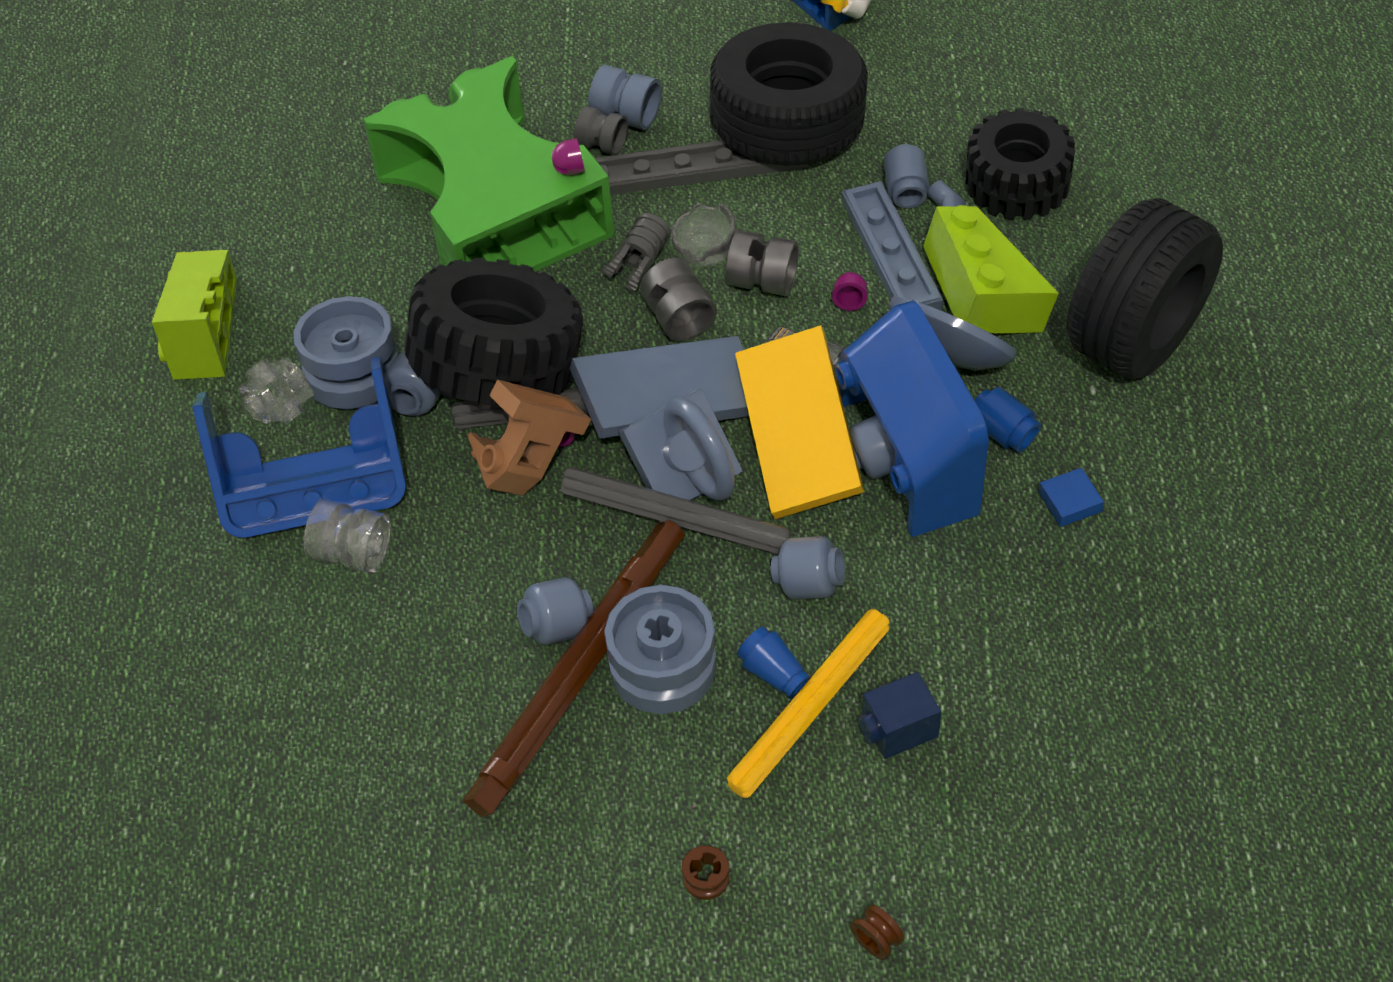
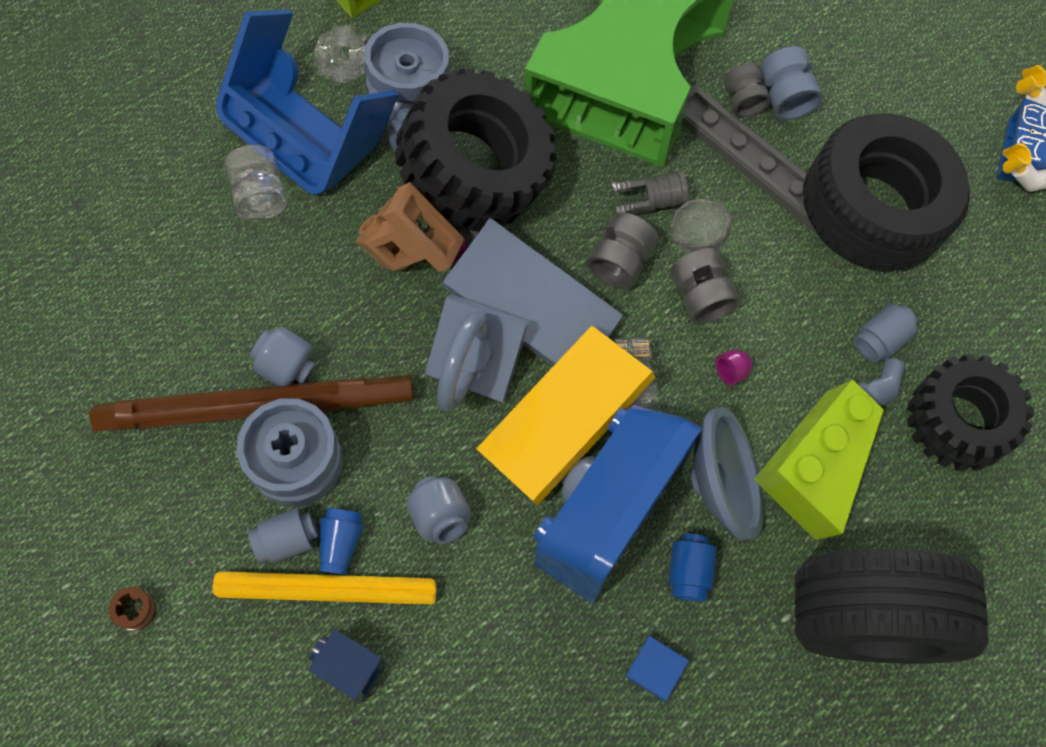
camera: 50 degrees right, 15 degrees up
(568, 157) = (661, 85): magenta hinge -> none
(673, 508) = (424, 380): dark grey axle -> none
(735, 703) = (283, 536): none -> sand blue brick
(890, 245) = (803, 371): sand blue tile -> none

